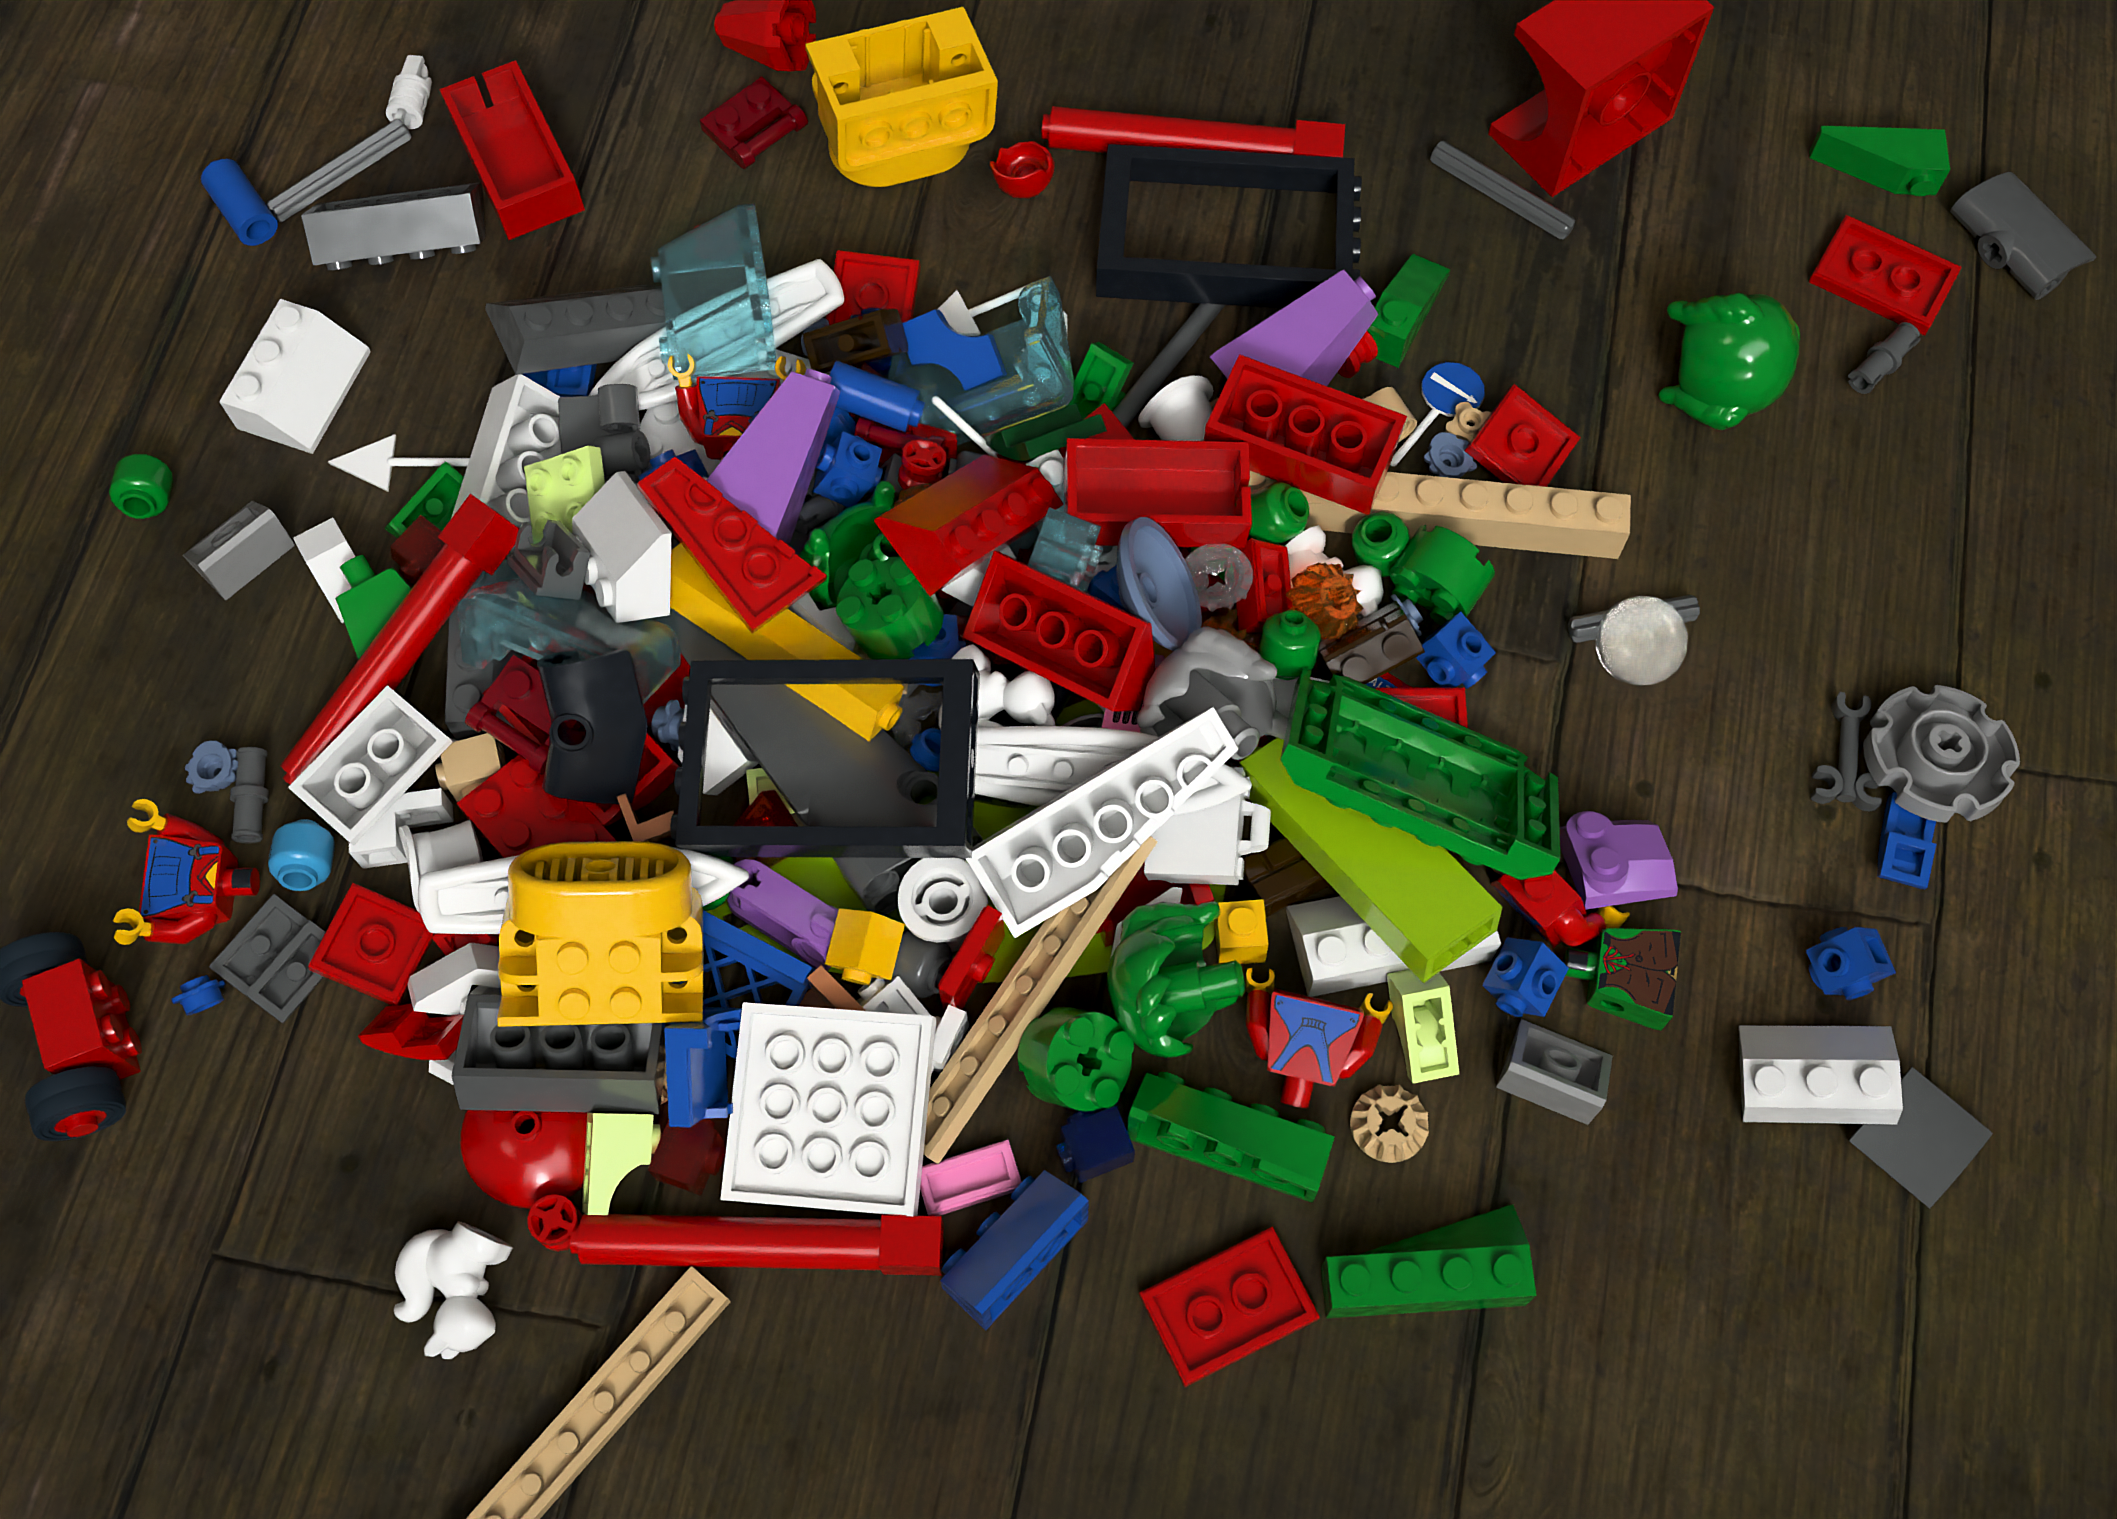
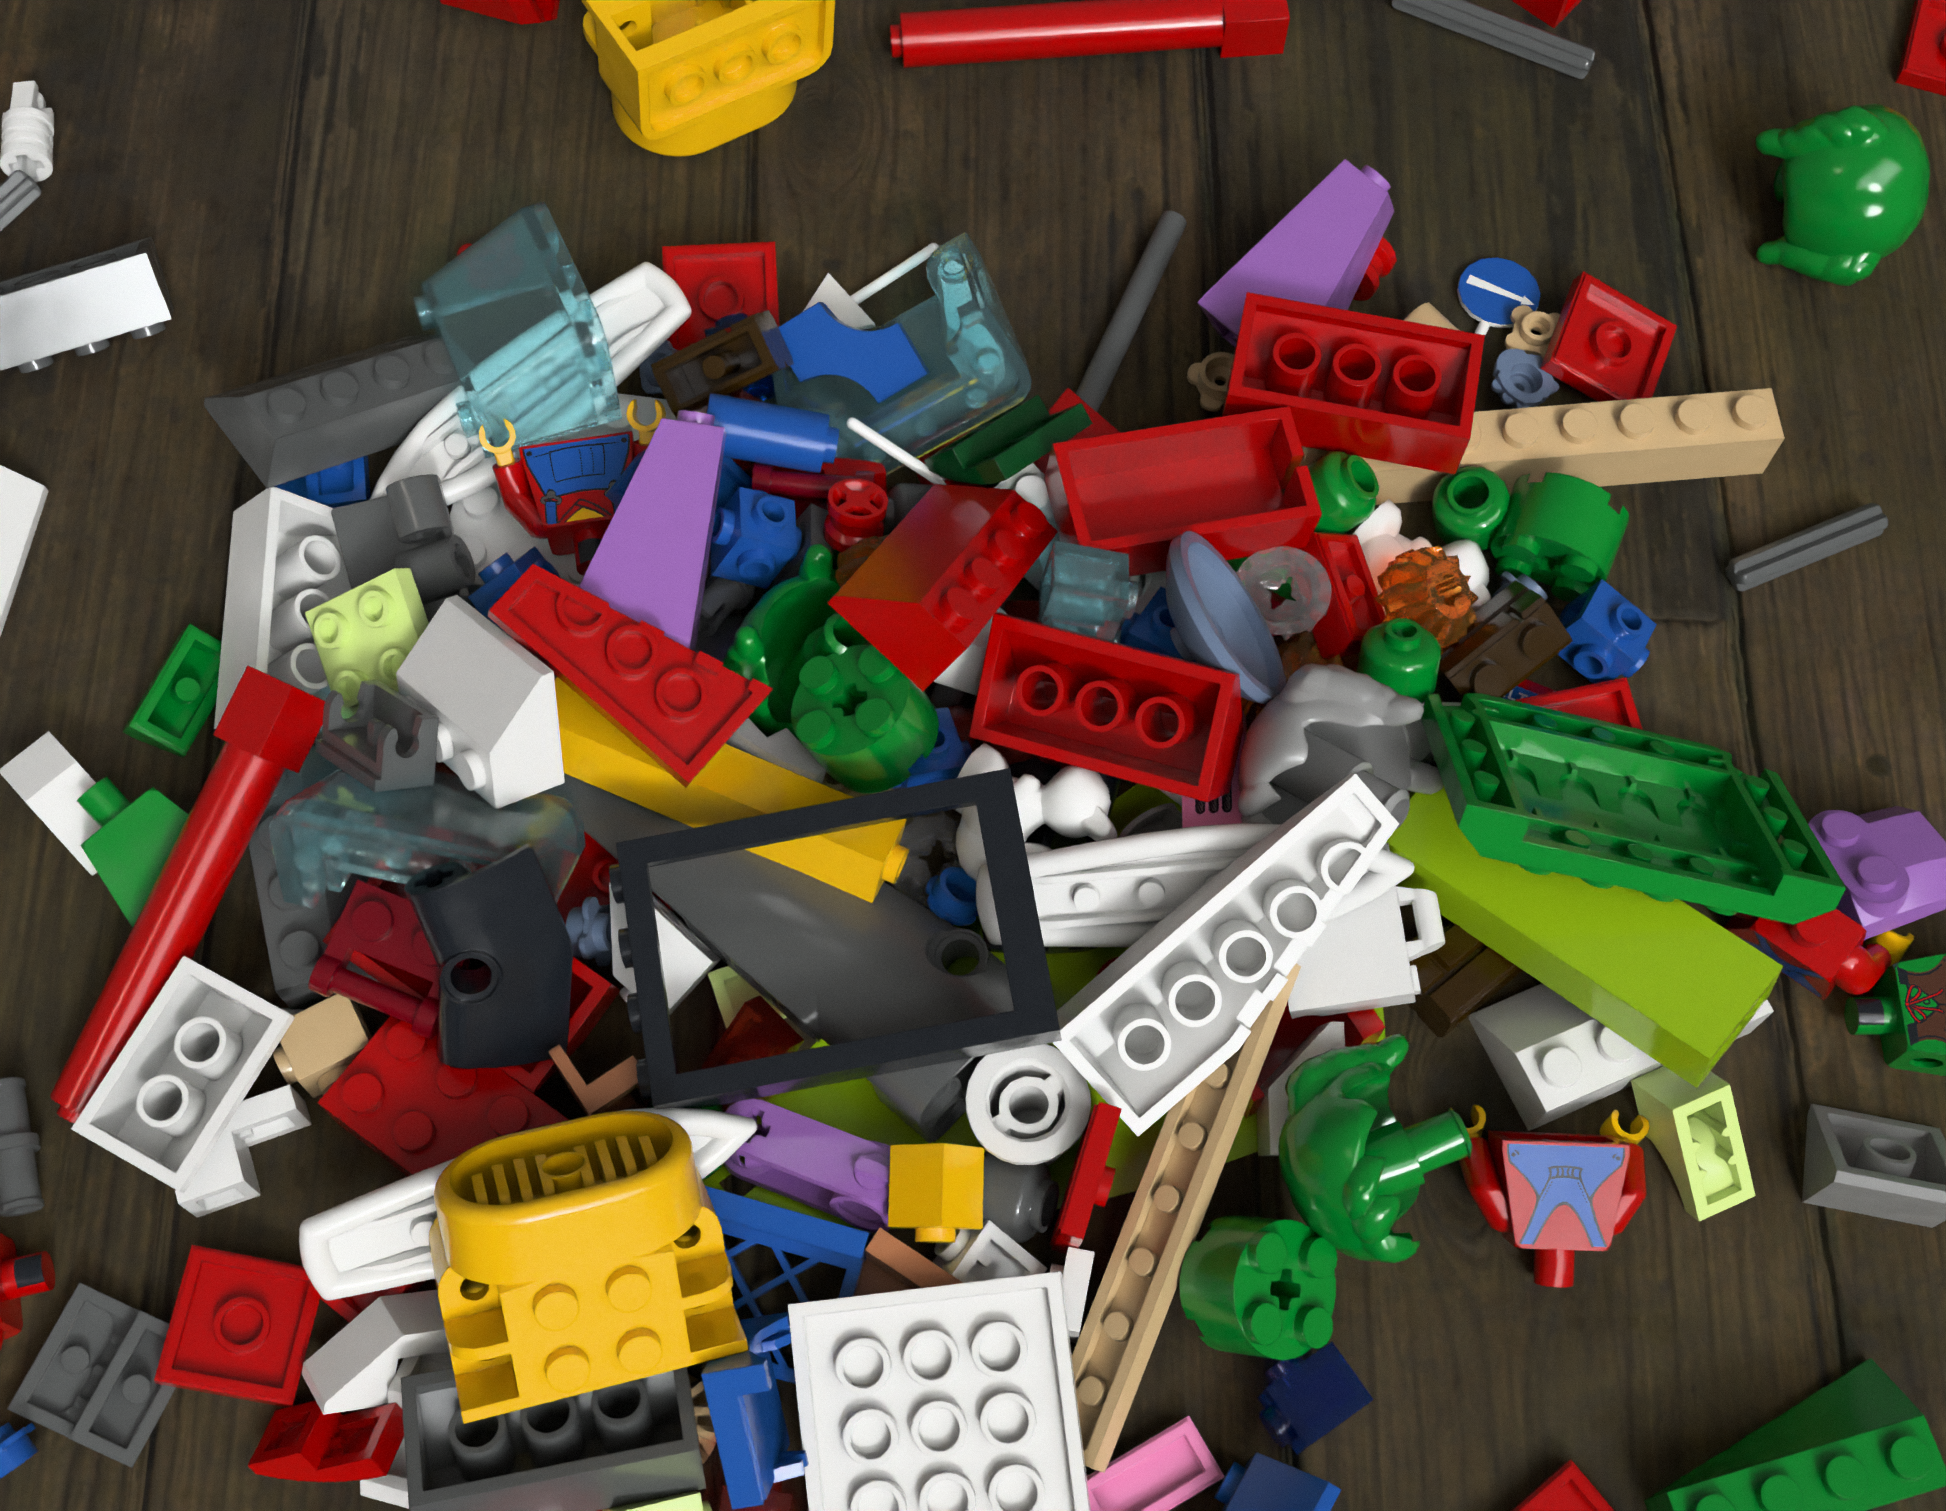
camera: 15 degrees left, 0 degrees up
(301, 855) = (107, 1218): dark azure head -> none
(376, 460) = (90, 640): white piece -> none
(416, 548) = (182, 755): clear red brick -> none
(439, 851) = (309, 1181): white piece -> none
(513, 151) = (189, 186): red piece -> none
(746, 116) = (495, 89): dark red plate -> none
(1023, 169) = (879, 101): red hair -> none
(1100, 379) = (1056, 354): green slope -> none
(1180, 410) = (1174, 384): white piece -> none
(1214, 281) = (1164, 205): black window -> none
(1230, 1136) = (1486, 1346): green wedge -> none
(1241, 932) = (1433, 1066): yellow brick -> none
(1389, 1146) = (1654, 1286): tan gear -> none
(1405, 307) = (1417, 196): green slope -> none
(1525, 977) = (1810, 1049): blue brick -> none
(1641, 640) = (1829, 574): clear tile -> none

